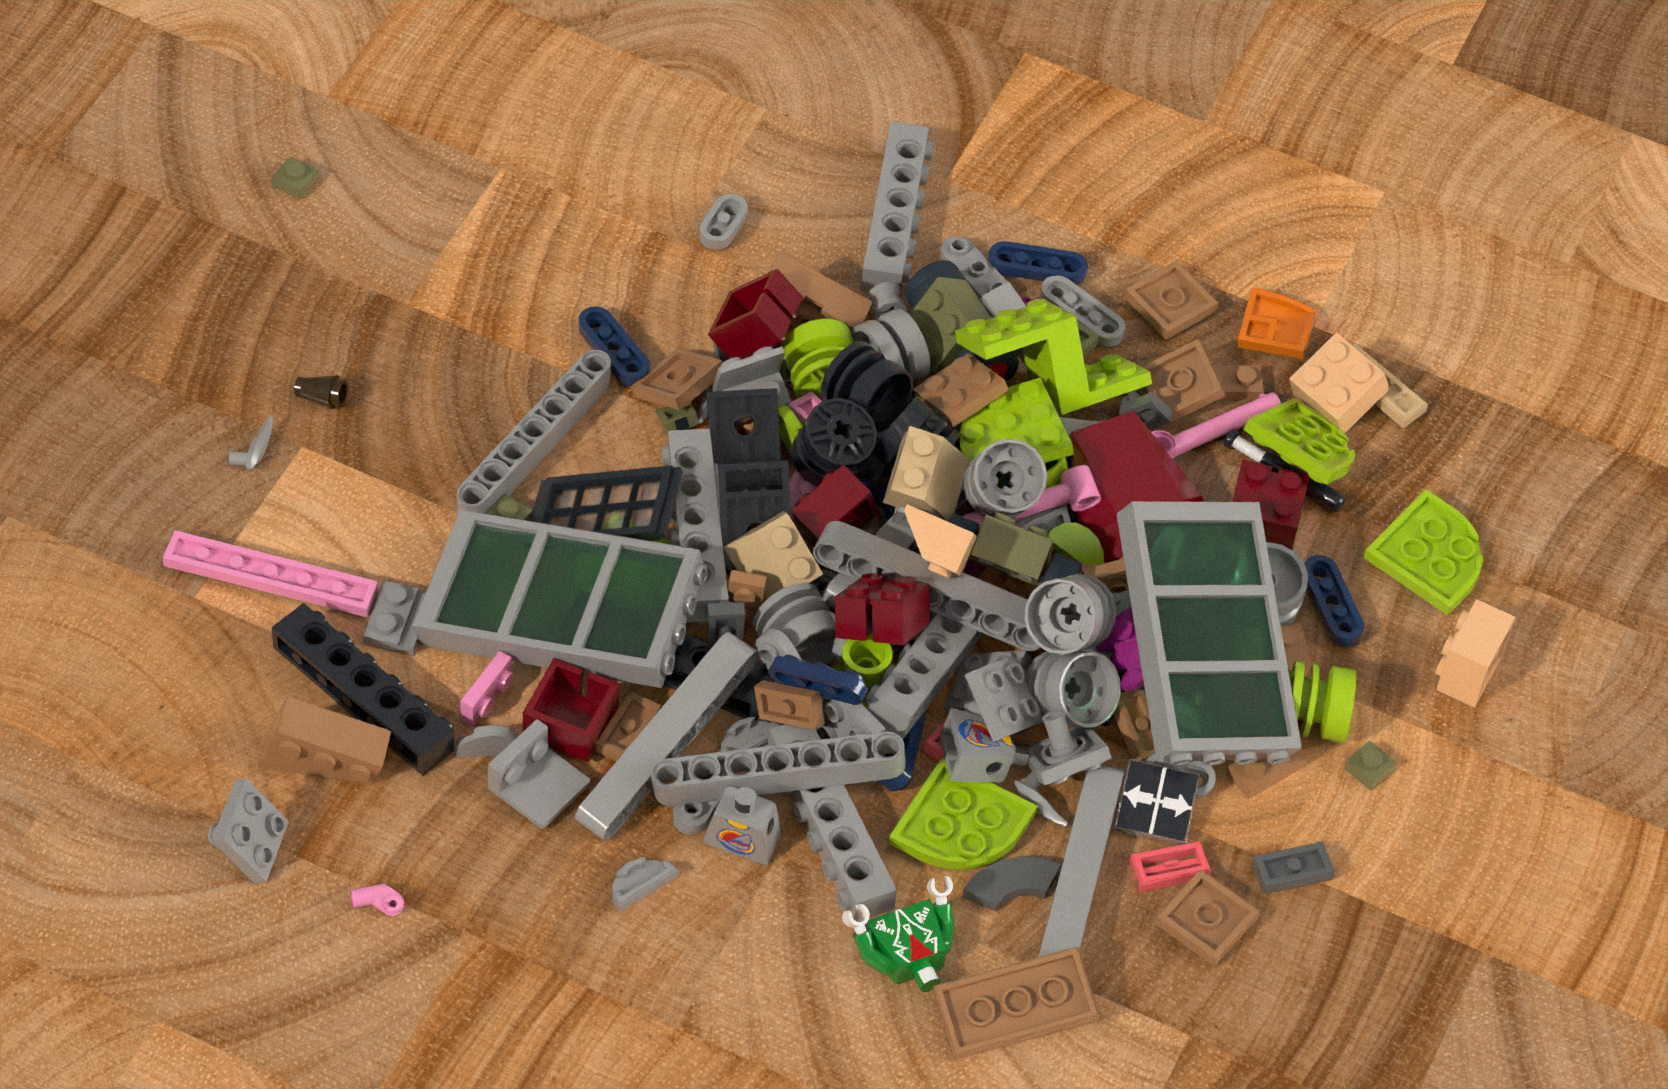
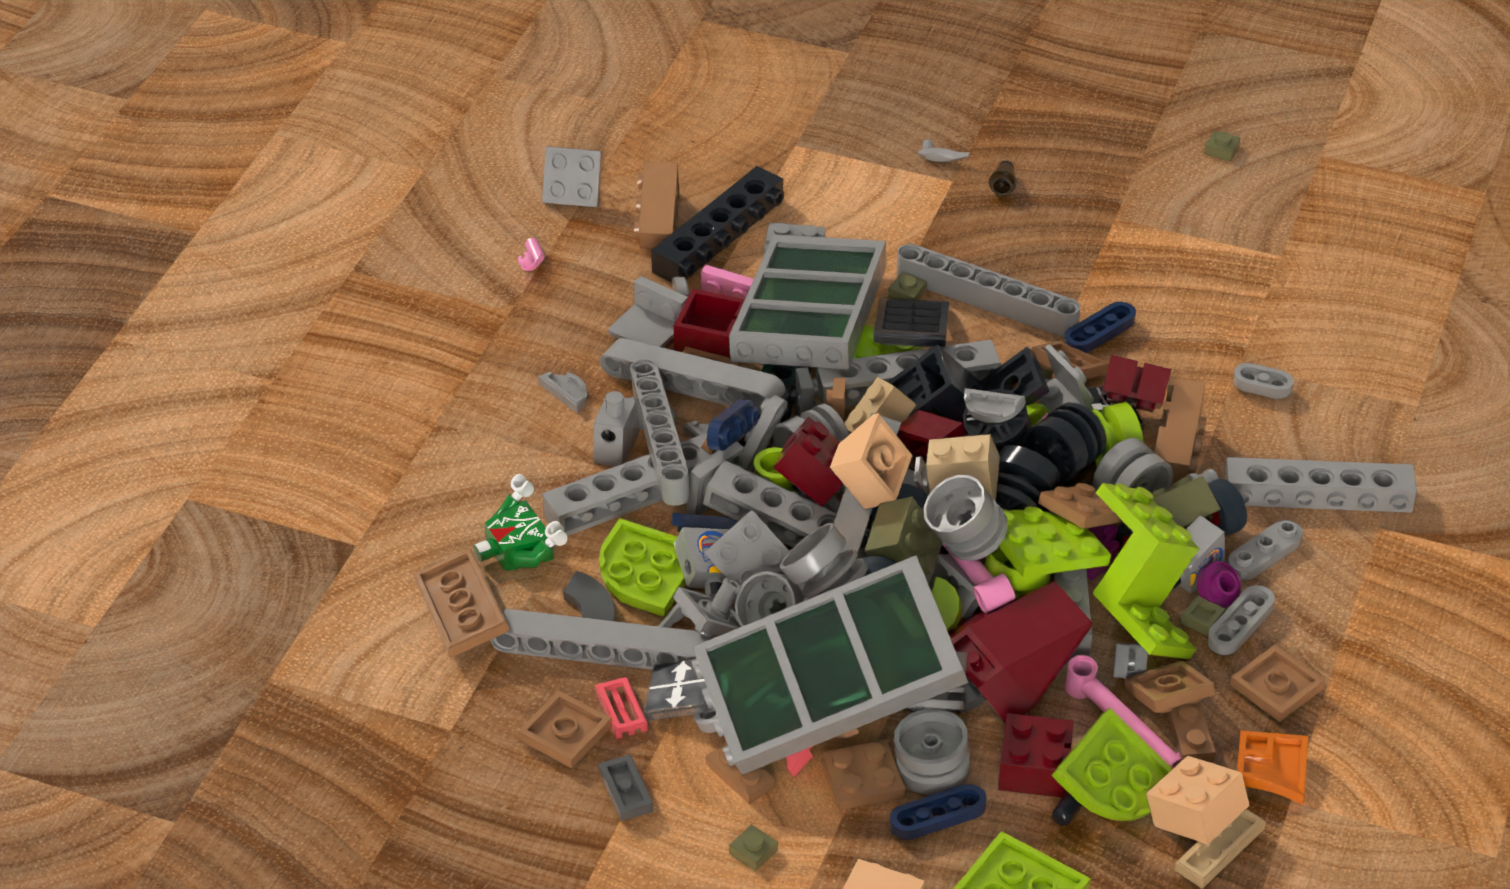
camera: 90 degrees right, 10 degrees down
(270, 573) = (818, 171): bright pink plate -> none
(836, 428) = (992, 406): none -> light grey tile
(1037, 262) = (1289, 586): dark blue plate -> none
(1324, 701) = (801, 787): lime wheel -> none

